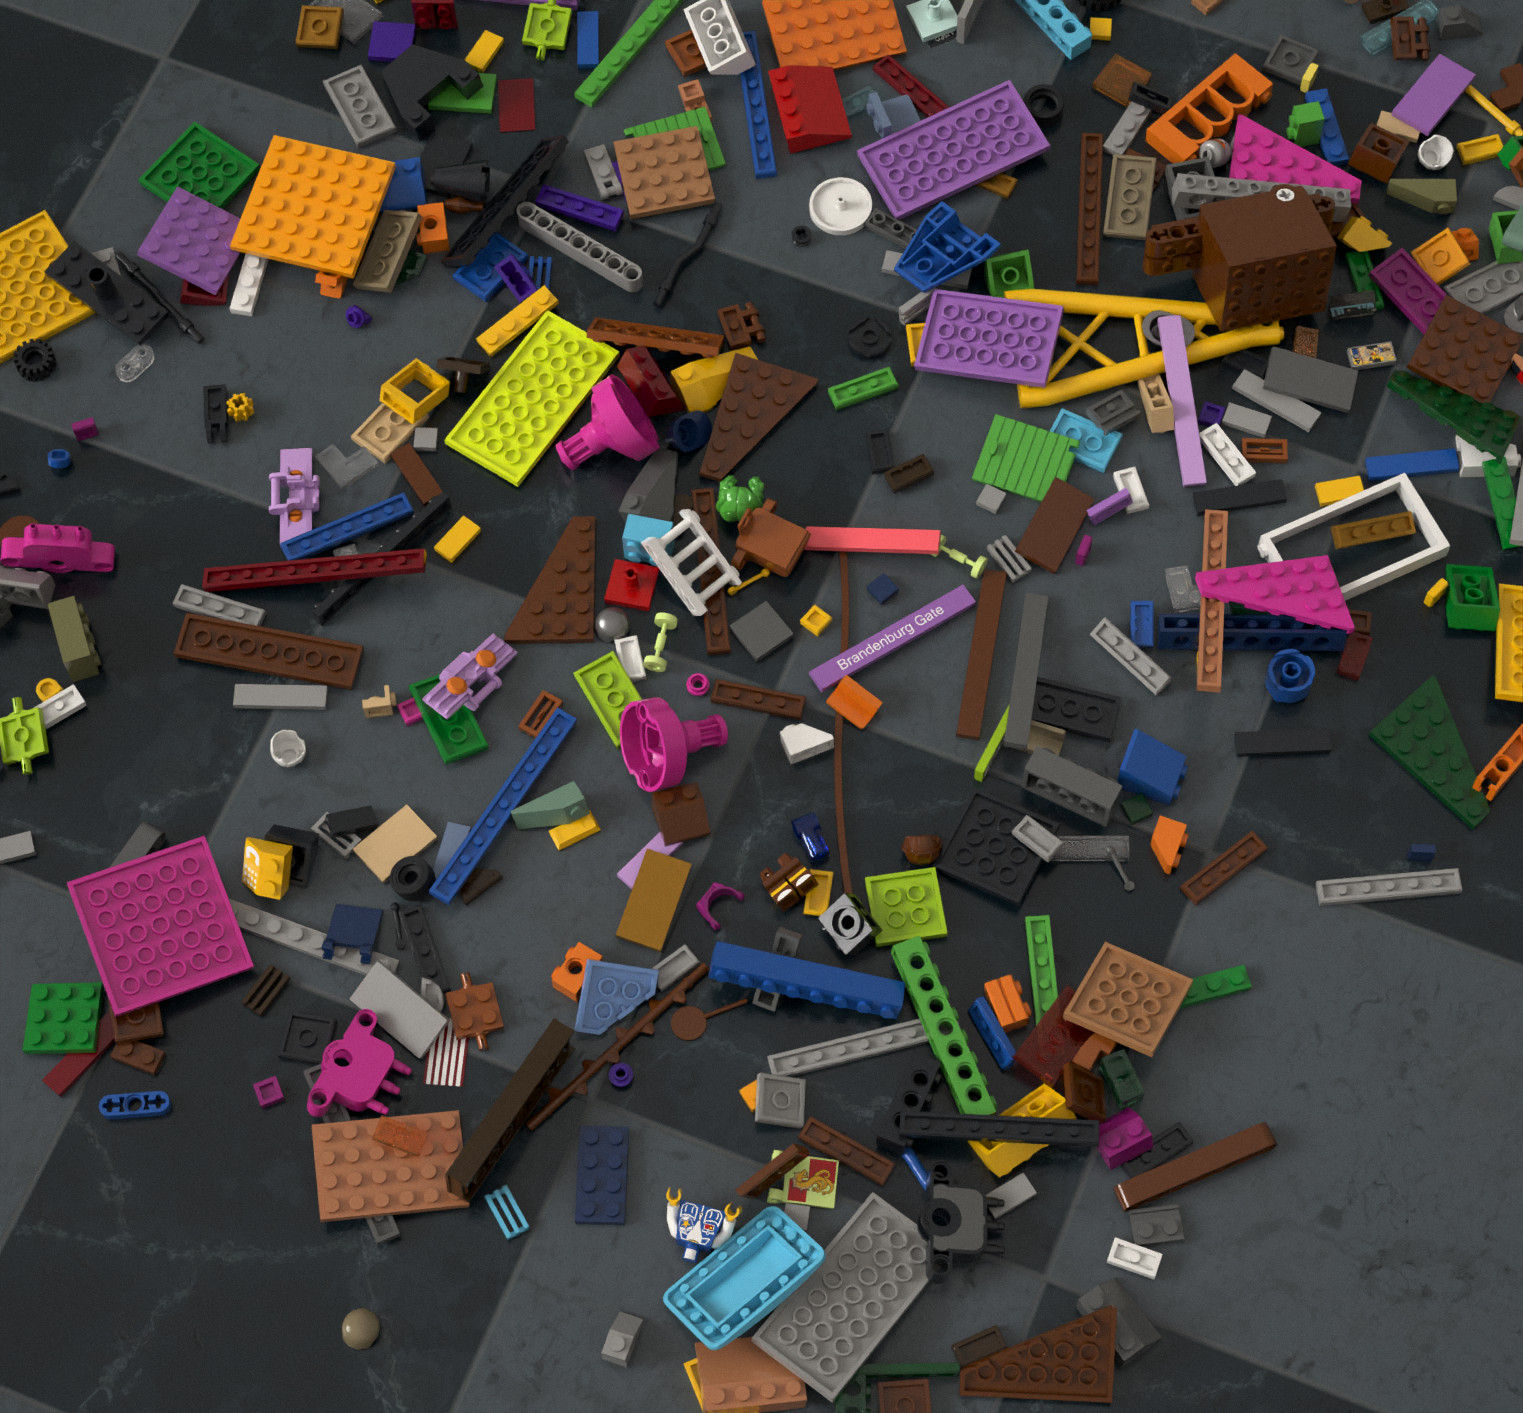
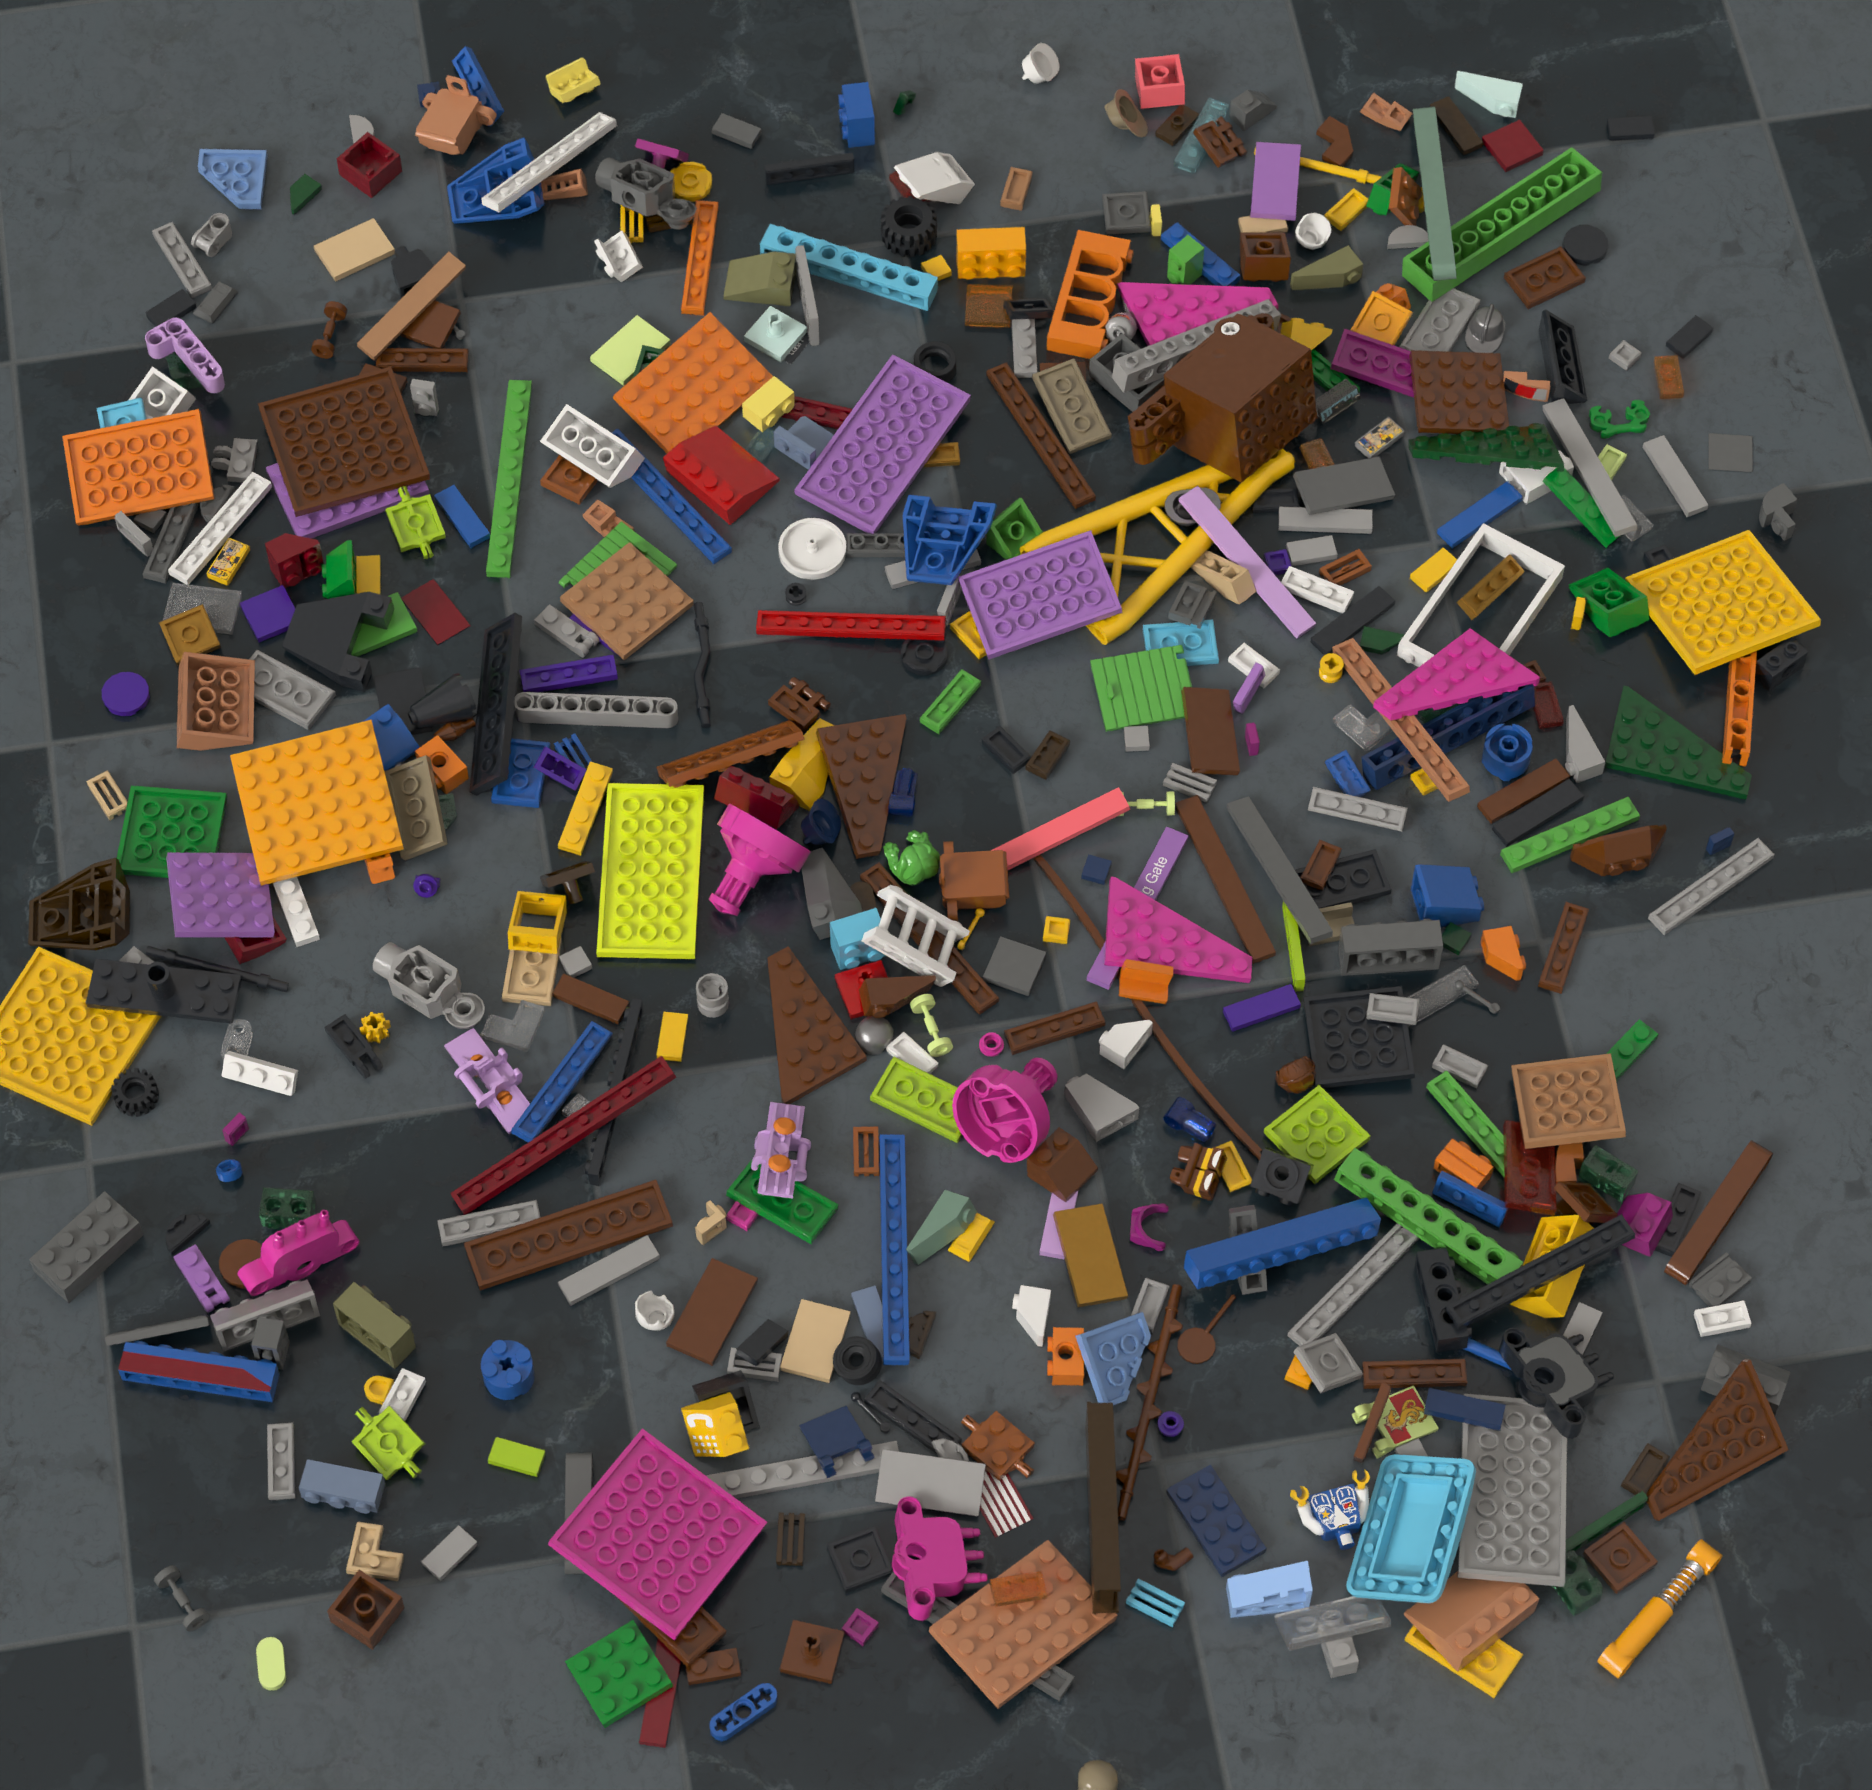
camera: 35 degrees left, 5 degrees down
(81, 509) = (289, 1202): none -> clear green brick
(94, 200) = (83, 910): none -> dark brown wedge
(110, 803) = (516, 1457): none -> lime tile
(132, 395) = (259, 1073): none -> white plate
(148, 730) = (519, 1365): none -> blue brick
(167, 135) = (116, 809): none -> tan tile
(219, 1089) = (812, 1651): none -> reddish brown tile
(243, 48) = (125, 693): none -> dark purple tile
(299, 88) = (215, 702): none -> nougat slope
(299, 395) = (428, 984): none -> light grey brick
(334, 774) = (712, 1311): none -> reddish brown tile
(461, 36) = (340, 571): none -> green slope
(507, 522) = (712, 995): none -> light grey wheel
(542, 1187) = (1172, 1562): none -> reddish brown arm
(577, 919) = (1032, 1311): none -> white slope
(599, 1259) = (1270, 1591): none -> light blue wedge
(629, 1314) = (1331, 1621): none -> clear tile
(641, 599) = (887, 995): none -> reddish brown slope
(745, 783) = (1099, 1106): none -> light grey slope
(767, 447) = (903, 799): none -> clear blue piece
(826, 284) = (851, 625): none -> red tile
(860, 1205) = (1464, 1409): none -> dark blue tile
(883, 70) = (768, 404): none -> light yellow brick
(888, 669) = (1155, 934): none -> dark pink wing
(936, 776) = (1261, 1007): none -> dark purple tile
(1064, 685) = (1321, 865): none -> reddish brown tile
(1065, 918) = (1460, 1066): none -> light grey tile
(1149, 36) = (991, 253): none -> light orange brick
(1191, 532) = (1333, 673): none -> yellow wheel
(1249, 524) = (1379, 640): none -> dark green tile
(1283, 717) = (1523, 791): none -> reddish brown tile
(1297, 776) = (1566, 835): none -> bright green plate
(1329, 814) = (1620, 850): none -> reddish brown wedge
(1353, 712) = (1582, 754): none -> light grey slope

